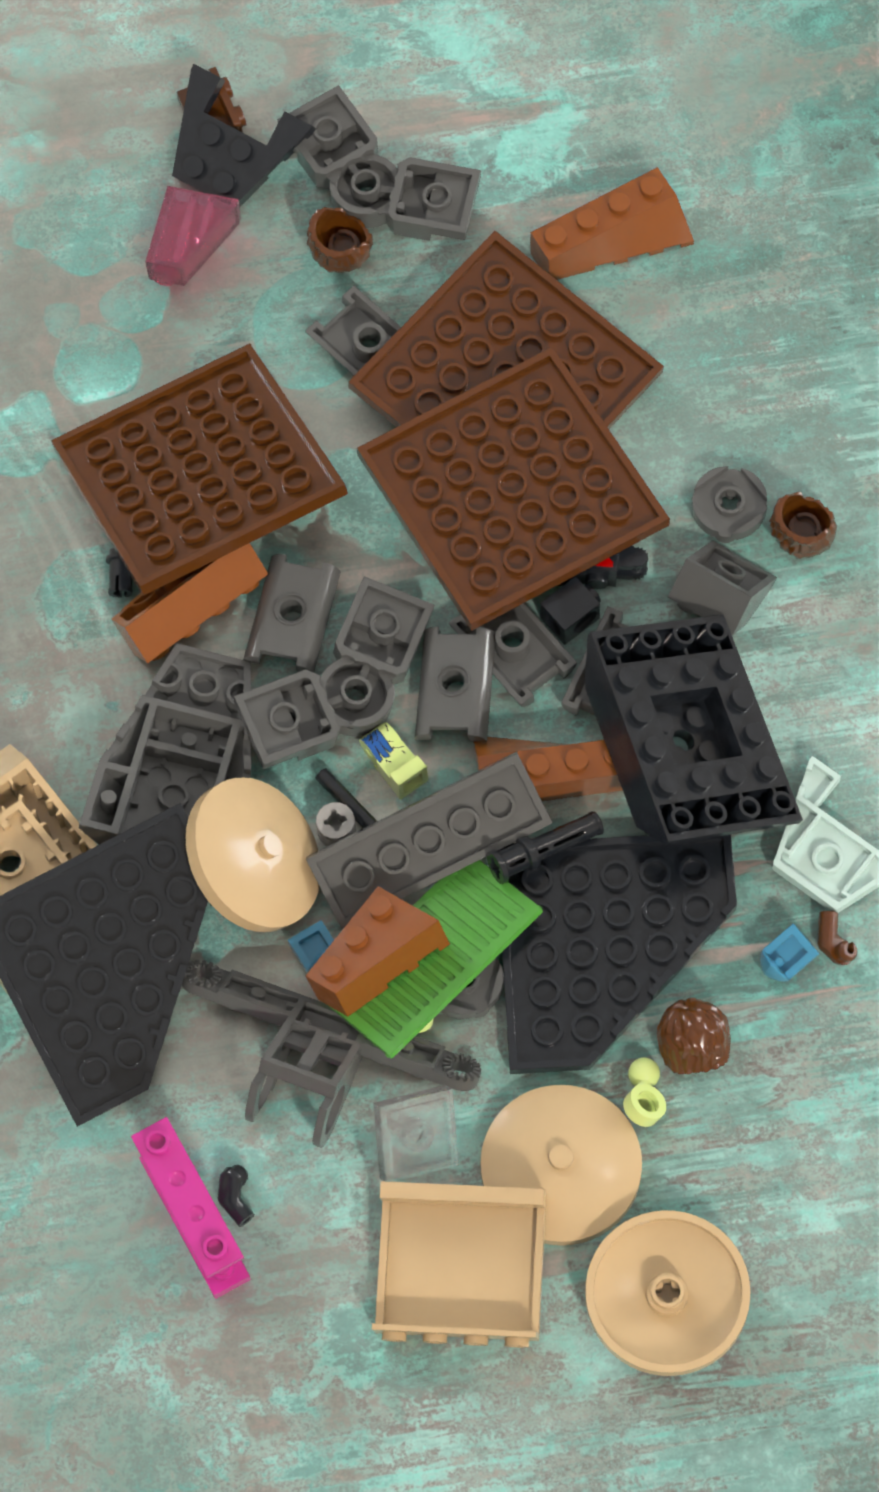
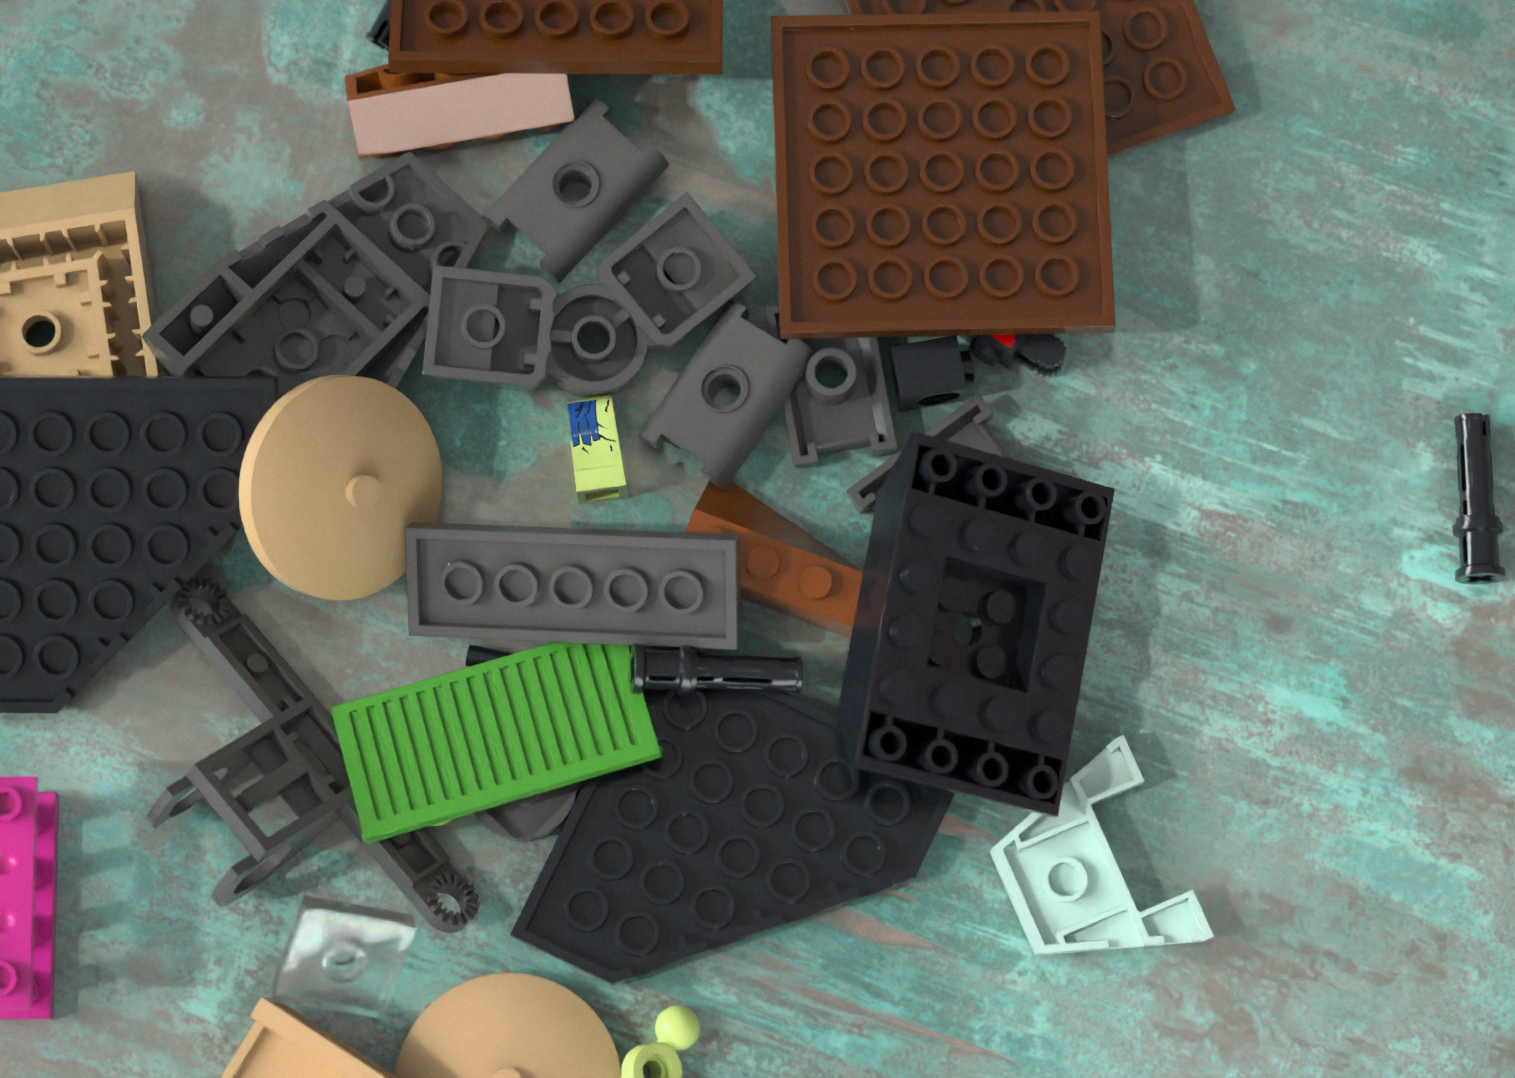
camera: 25 degrees right, 10 degrees up
(229, 1194) = (85, 898): black arm -> none
(310, 944) = (361, 650): dark azure plate -> none
(336, 831) = (475, 506): light grey wheel -> none
(343, 796) = (511, 470): black bar -> none
(373, 950) = (420, 693): dark orange wedge -> none
(693, 1037) = (762, 1019): reddish brown hair -> none
(719, 584) = (1140, 444): dark grey slope -> none
(731, 483) = (1234, 314): dark grey plate -> none
(787, 955) = (941, 976): dark azure plate -> none
(802, 525) = (1288, 422): reddish brown hair -> none
(831, 943) = (1008, 989): reddish brown arm -> none

